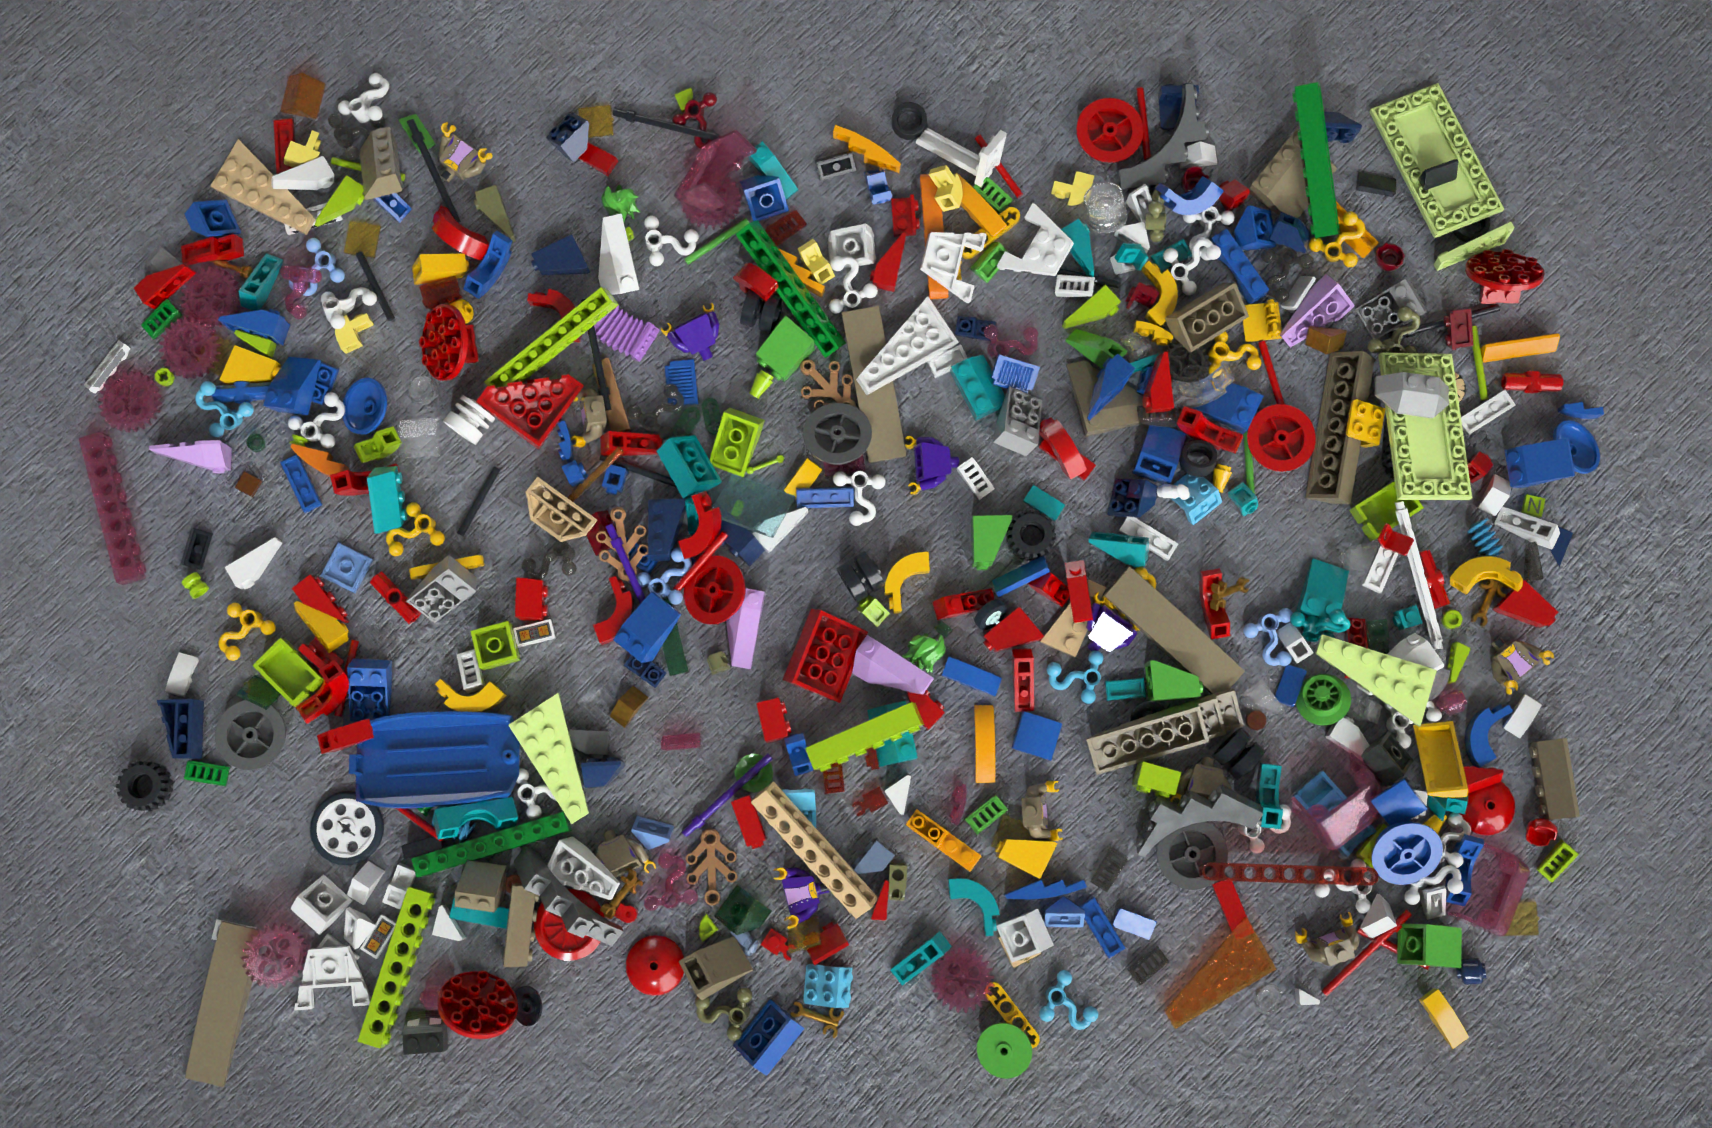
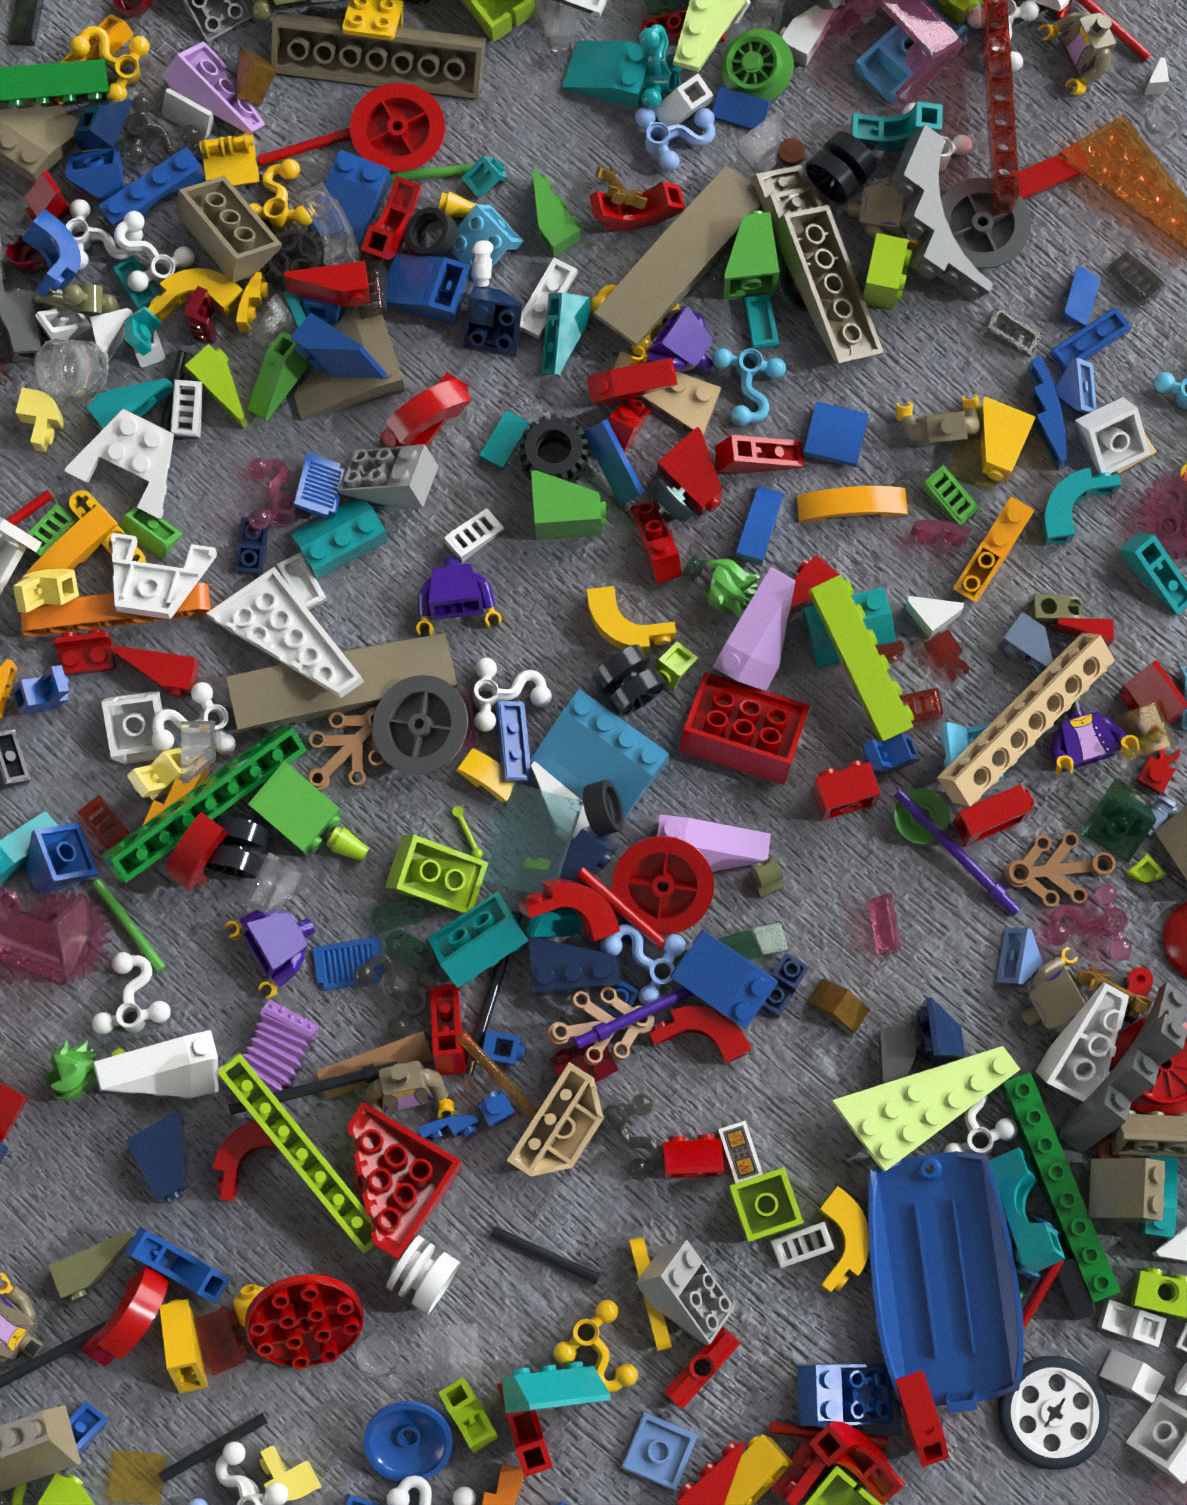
camera: 90 degrees left, 5 degrees down
(735, 335) = (275, 884): none -> clear slope
(770, 553) = (603, 808): none -> black tyre
(810, 555) = (596, 746): none -> dark azure slope
(829, 285) = (198, 747): none -> clear slope
(1208, 543) = (555, 225): none -> bright green slope

